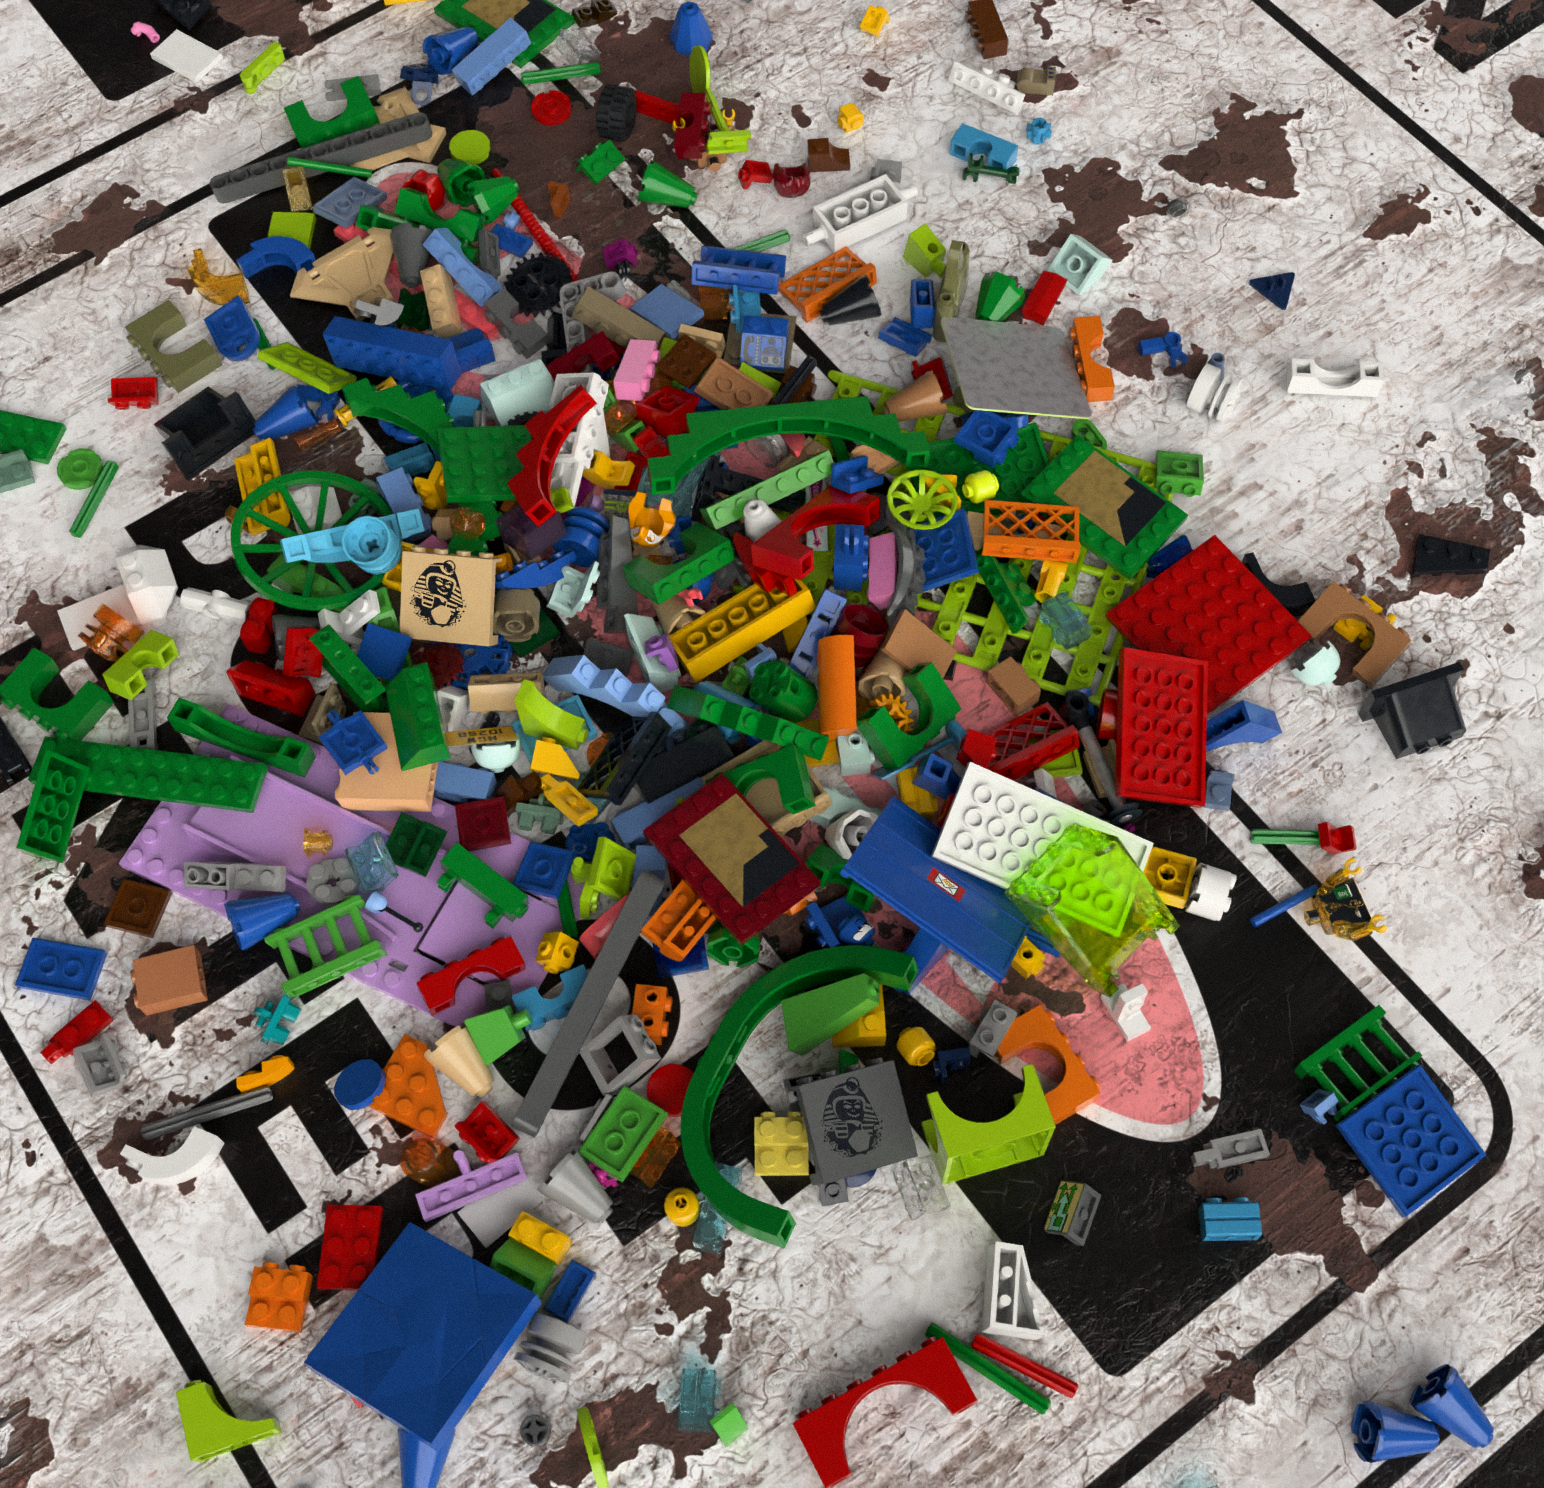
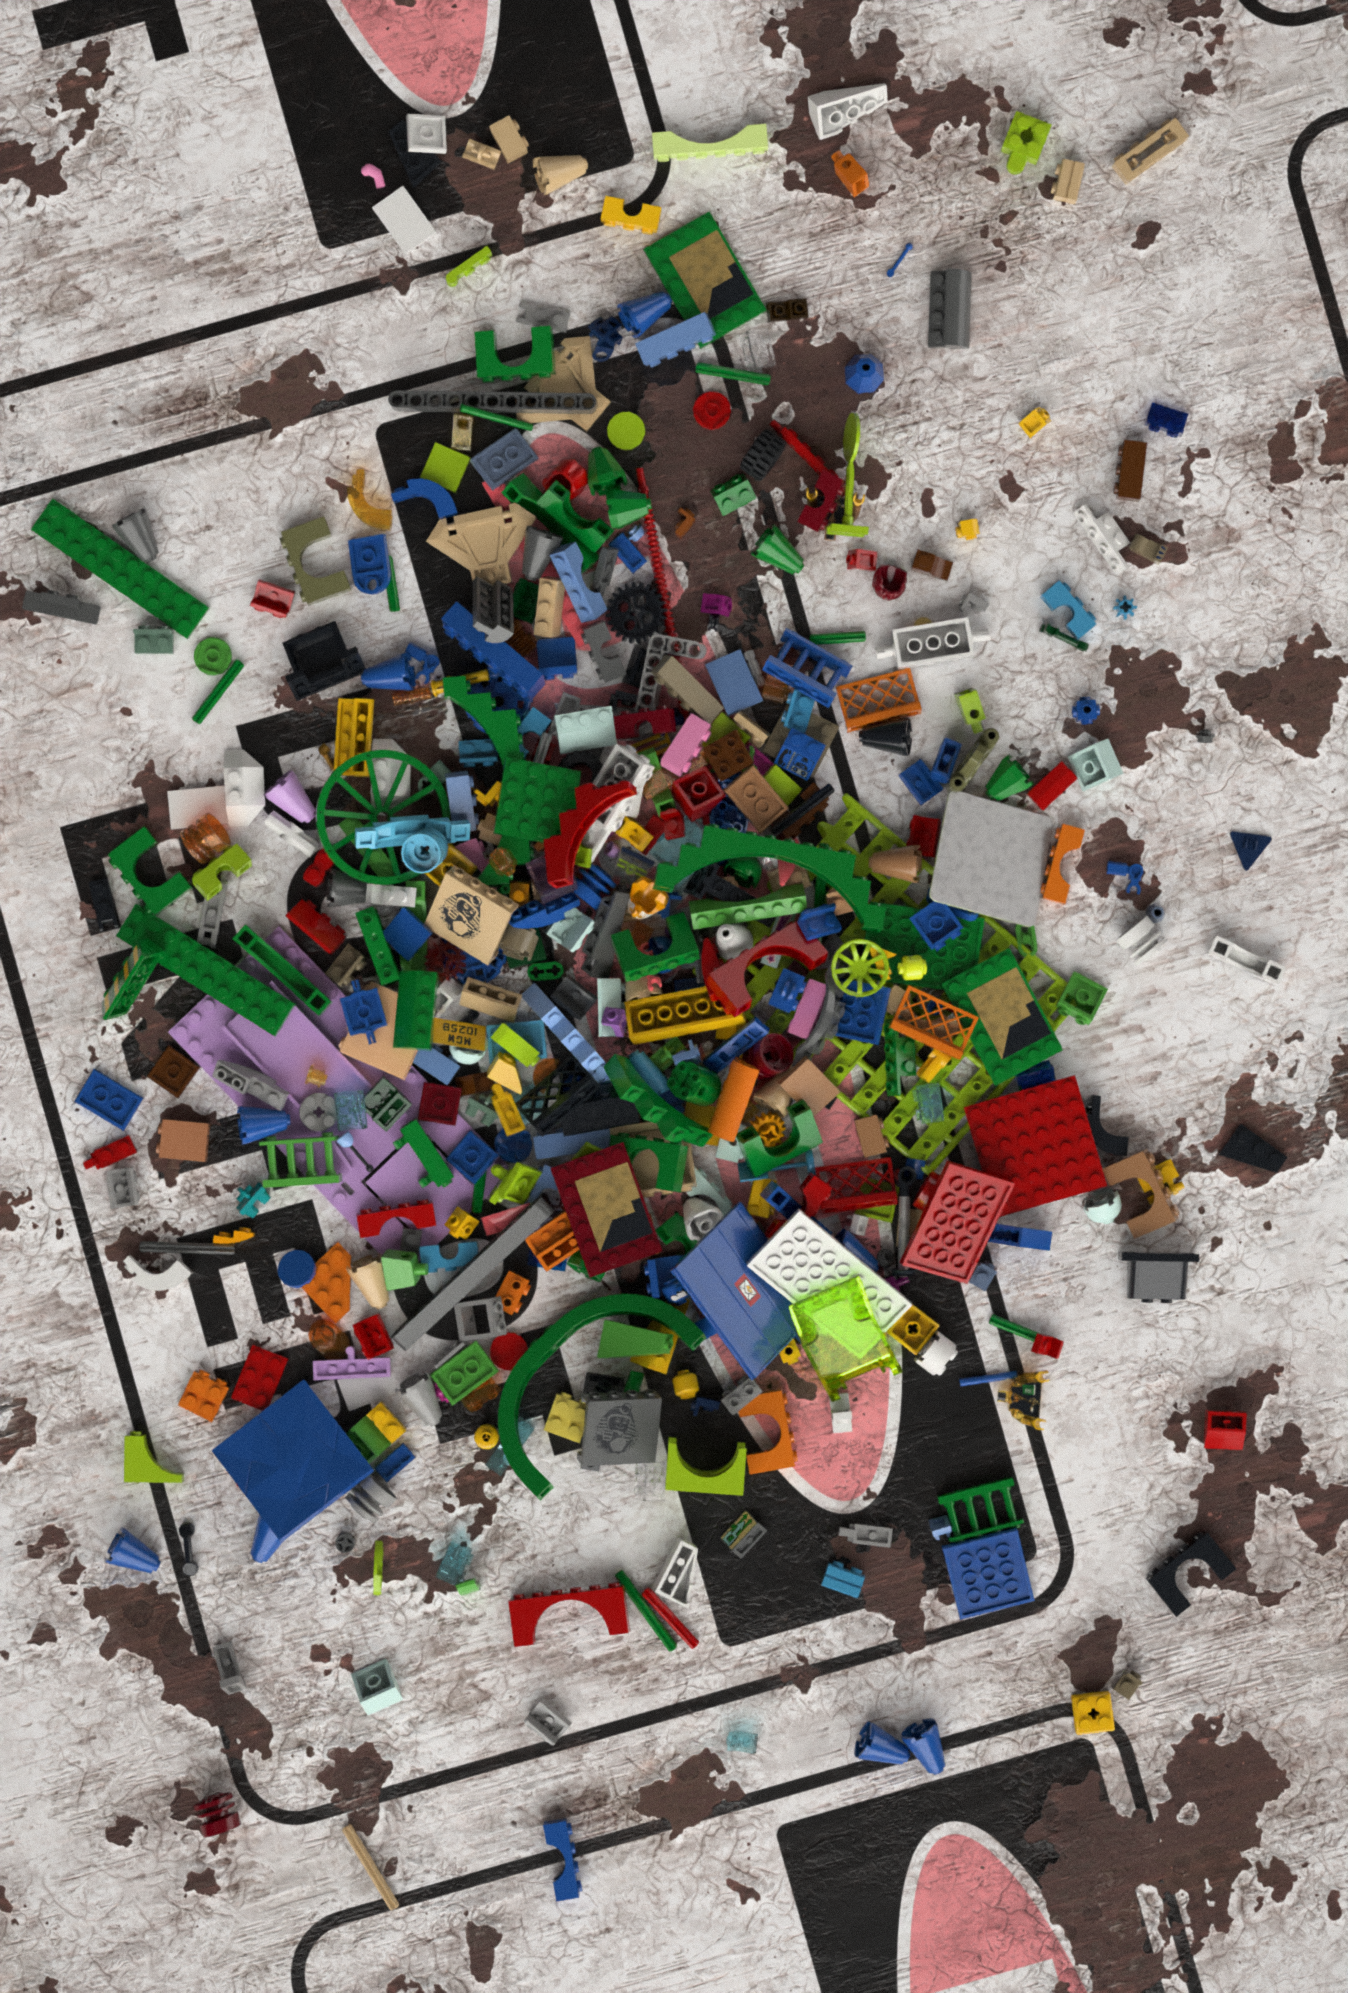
camera: 20 degrees right, 25 degrees up
(204, 565) = (291, 797): none -> lavender cone
(301, 654) = (345, 913): red bracket -> none
(306, 367) = (420, 629): lime tile -> none
(562, 646) = (544, 966): none -> green beam
(751, 463) = (745, 870): none -> green cylinder
(1045, 221) = (1080, 715): none -> blue brick

